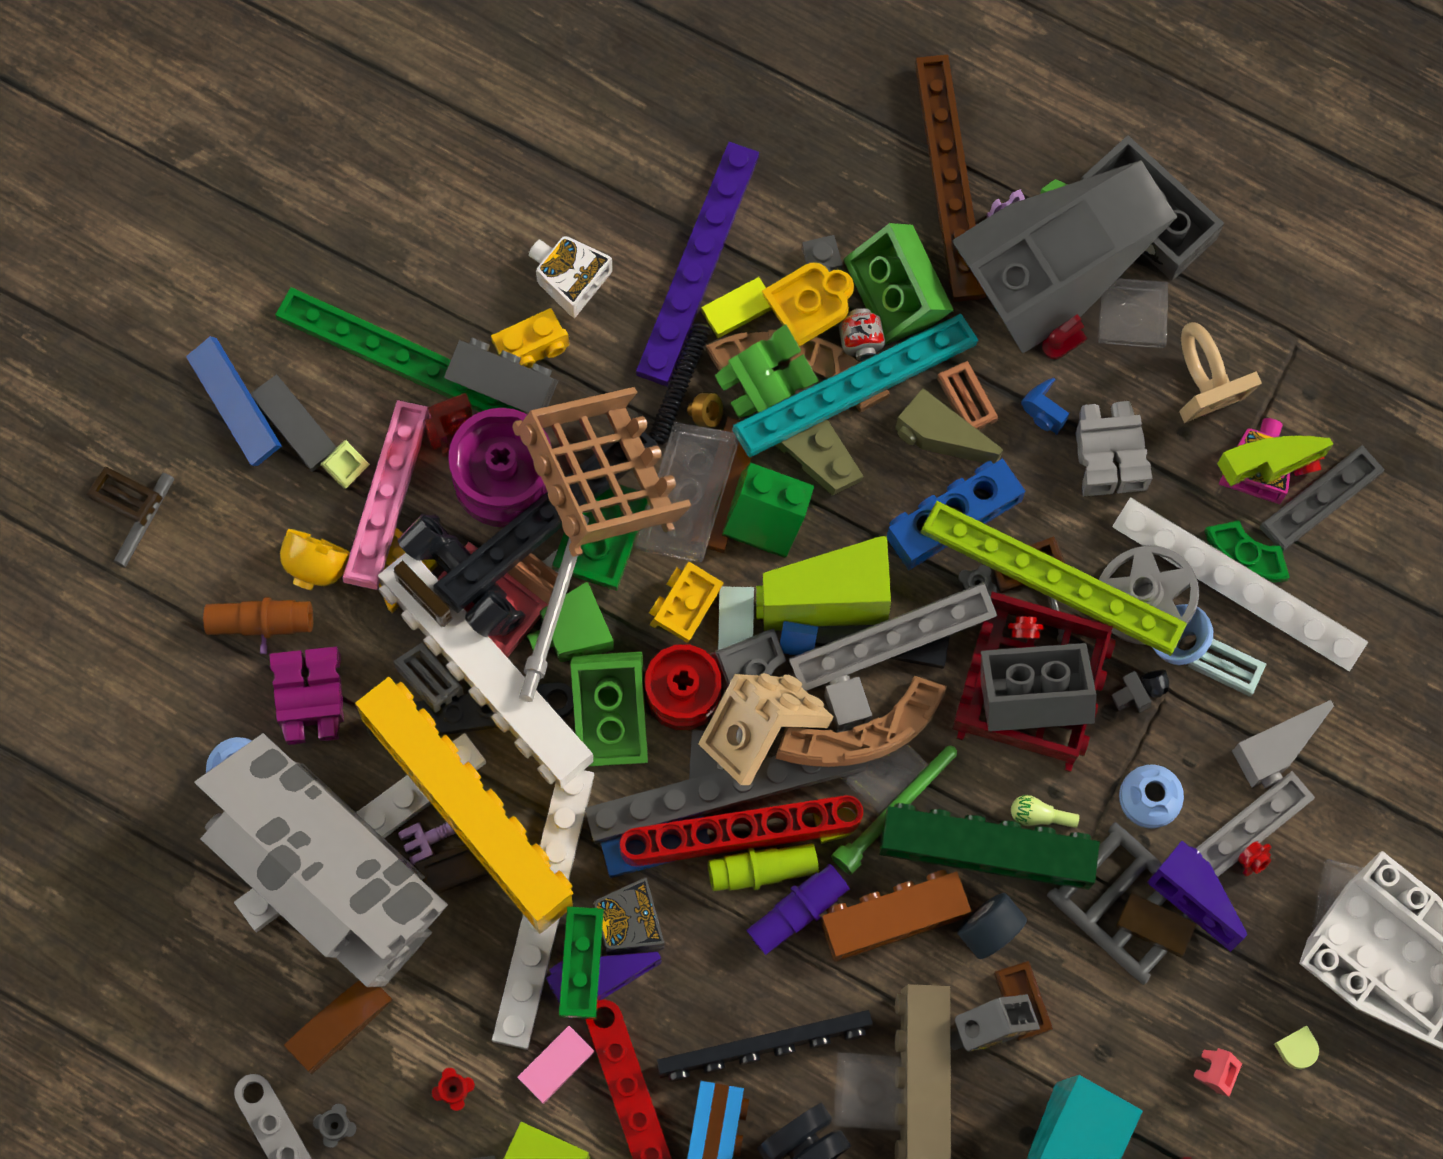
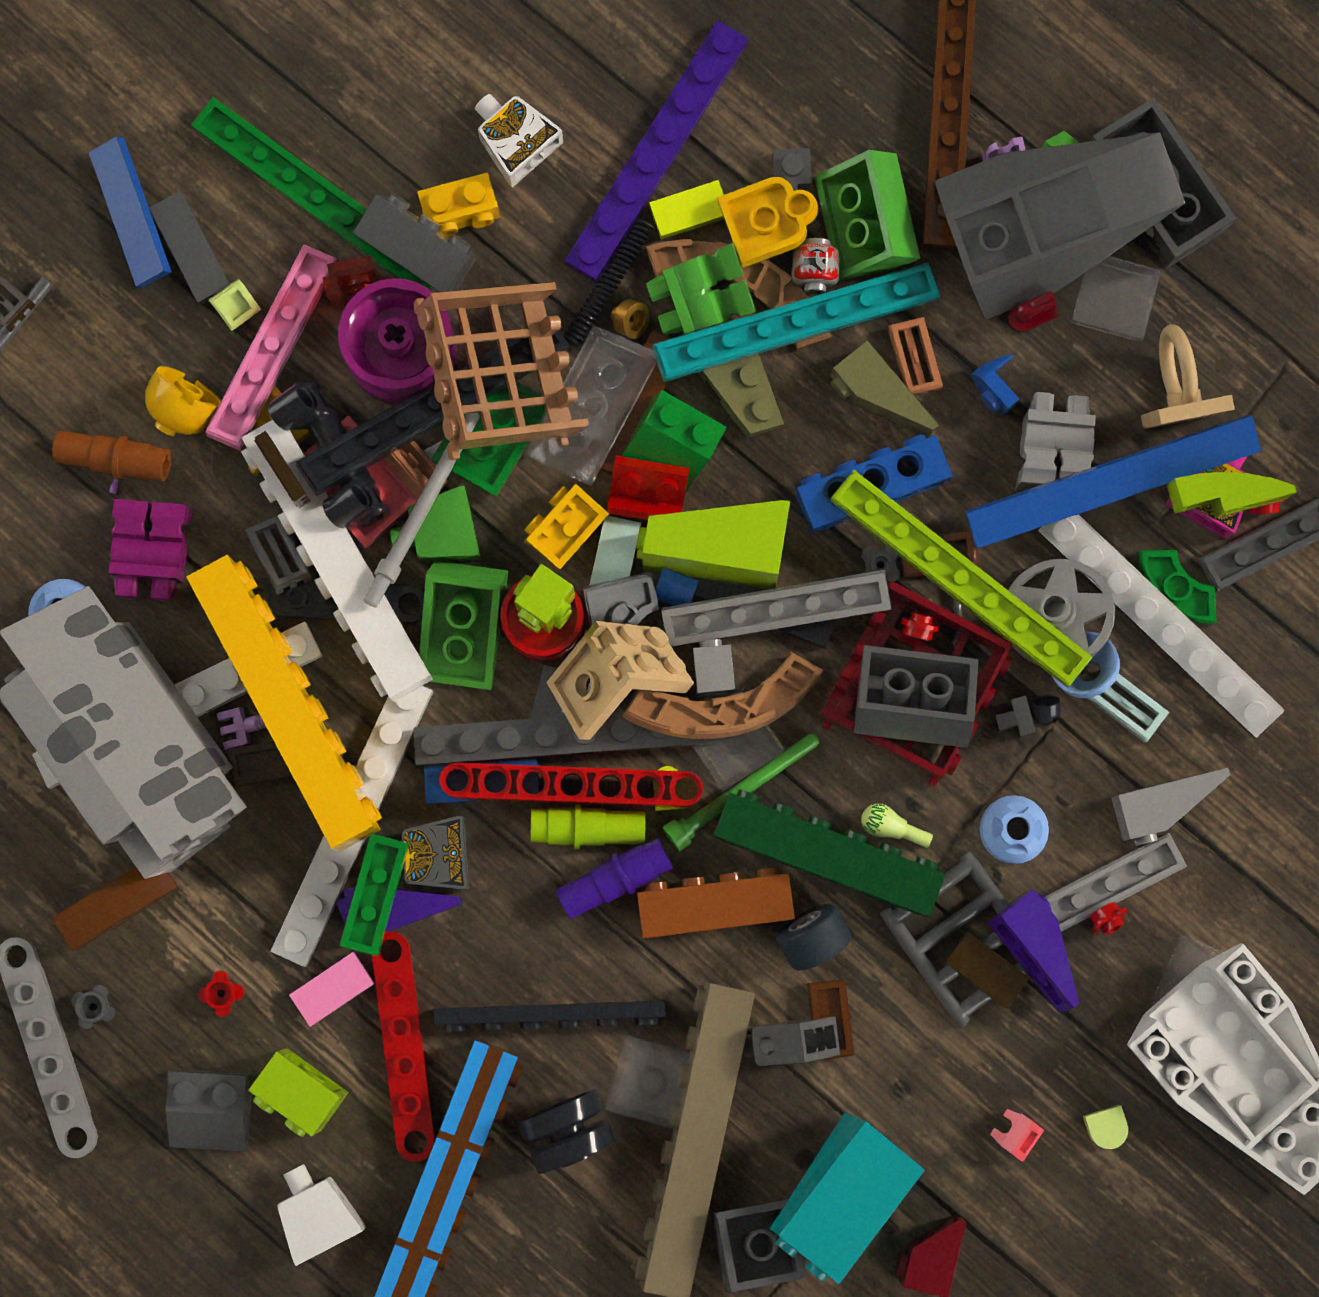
camera: 10 degrees right, 10 degrees up
(685, 662) = (543, 600): none -> lime brick
(751, 553) = (646, 488): none -> red bracket
(1167, 468) = (1113, 481): none -> blue tile

